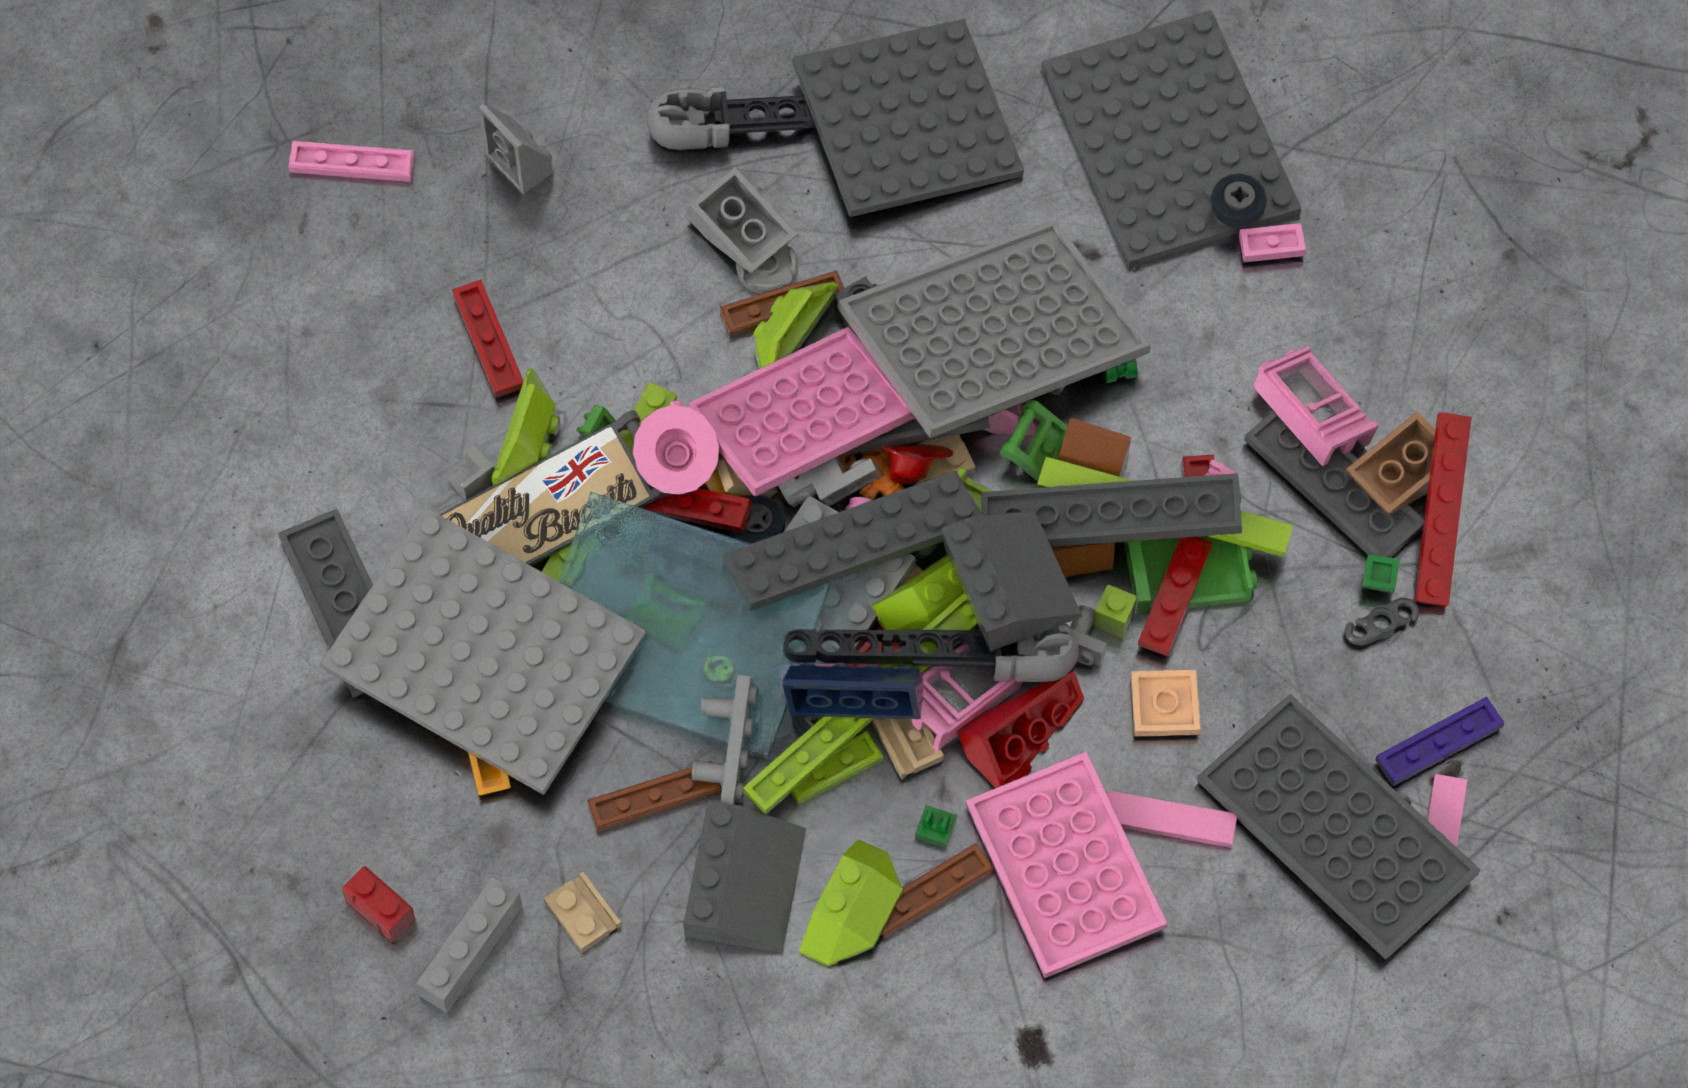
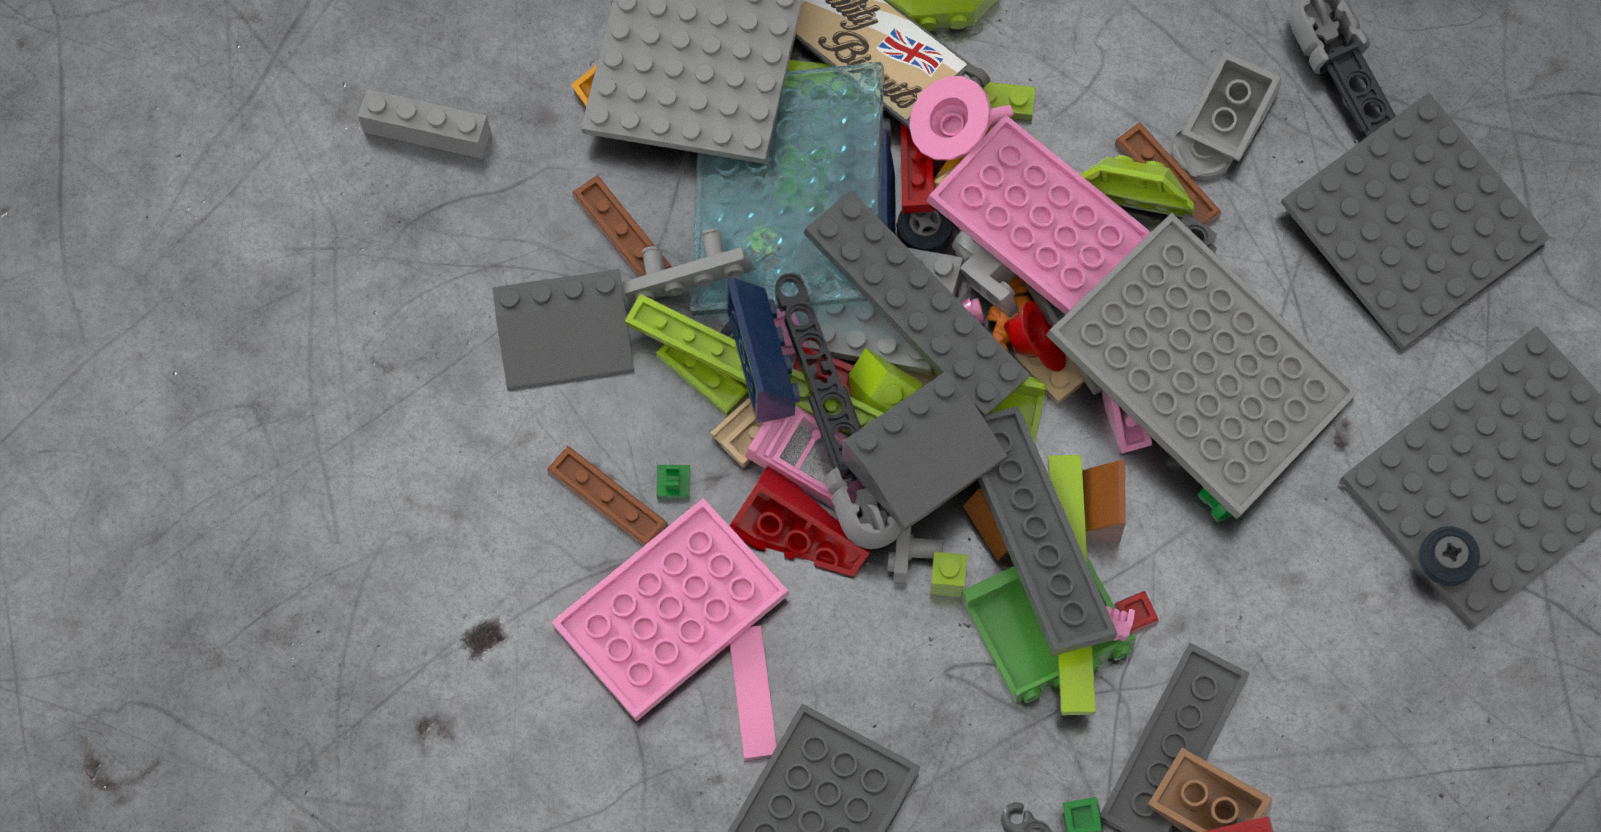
camera: 75 degrees right, 5 degrees up
(378, 904) = (439, 39): red brick -> none
(582, 912) = (490, 208): tan plate -> none
(595, 420) = (973, 54): bright green tile -> none
(852, 906) = (570, 431): lime wedge -> none
(1044, 443) = (1101, 452): bright green plate -> none
(1165, 703) = (871, 651): light nougat plate -> none
(1175, 594) = (981, 625): red plate -> none
(1272, 242) = (1422, 607): bright pink plate -> none
(1313, 404) = (1247, 696): bright pink door -> none

